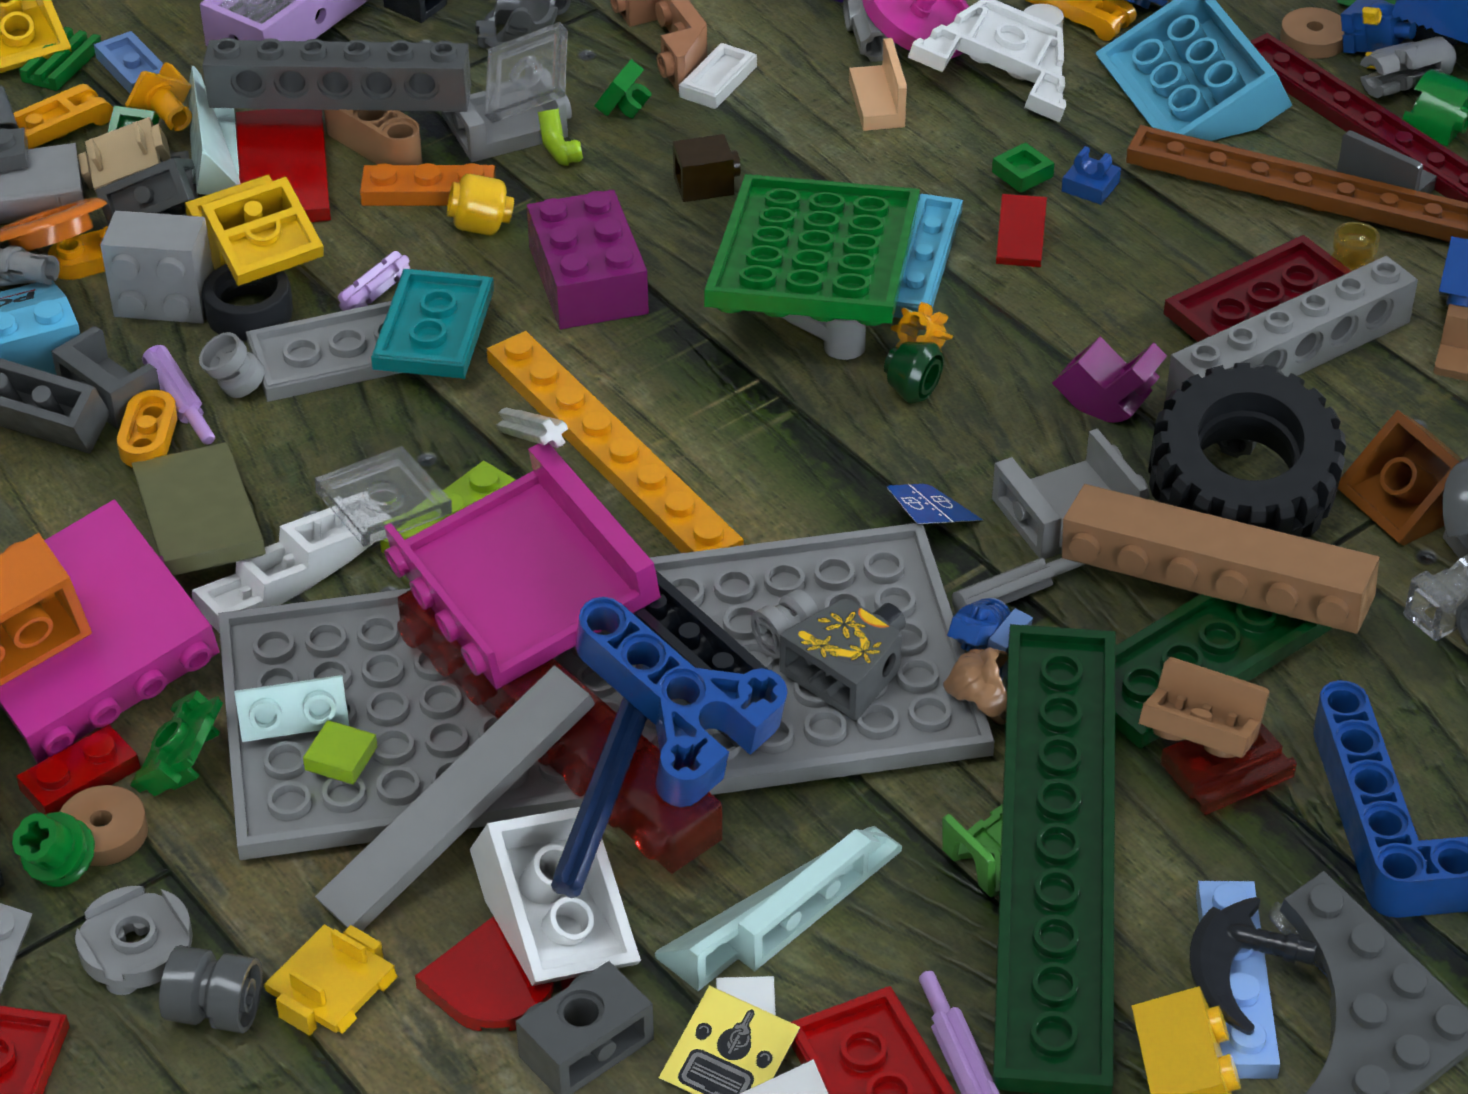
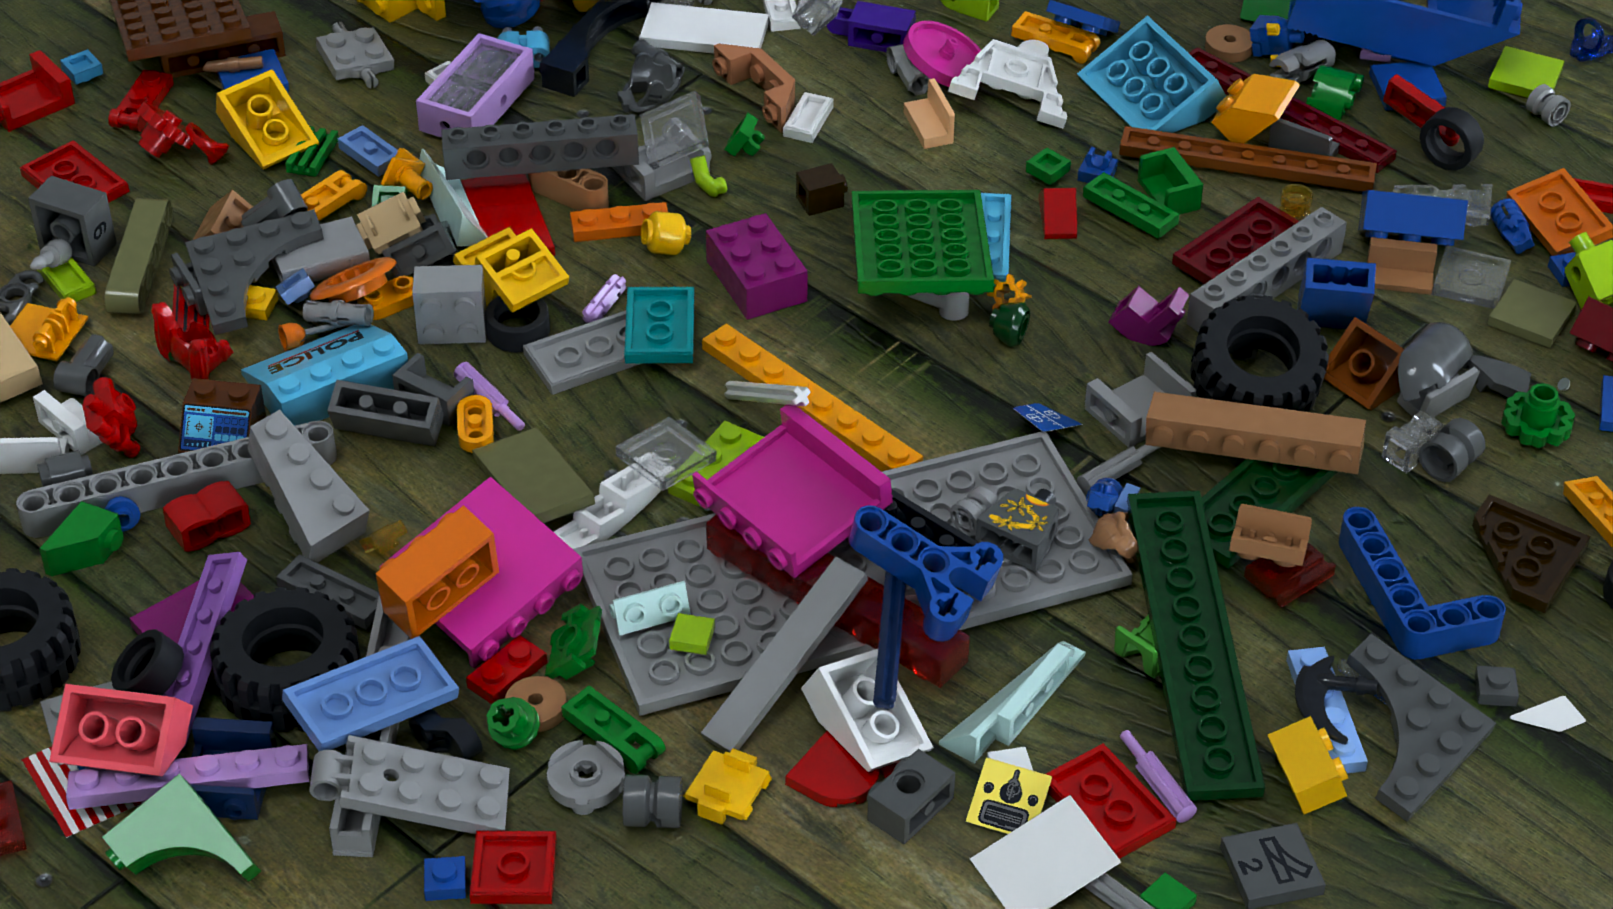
camera: 10 degrees left, 0 degrees up
(194, 874) = (610, 724): none -> green plate
(229, 362) = (524, 371): light grey wheel -> none
(1124, 230) = (1131, 205): none -> green plate
(1185, 204) = (1170, 180): none -> green panel
(1321, 113) = (1253, 106): none -> light orange slope
(1378, 372) = (1336, 291): none -> blue brick

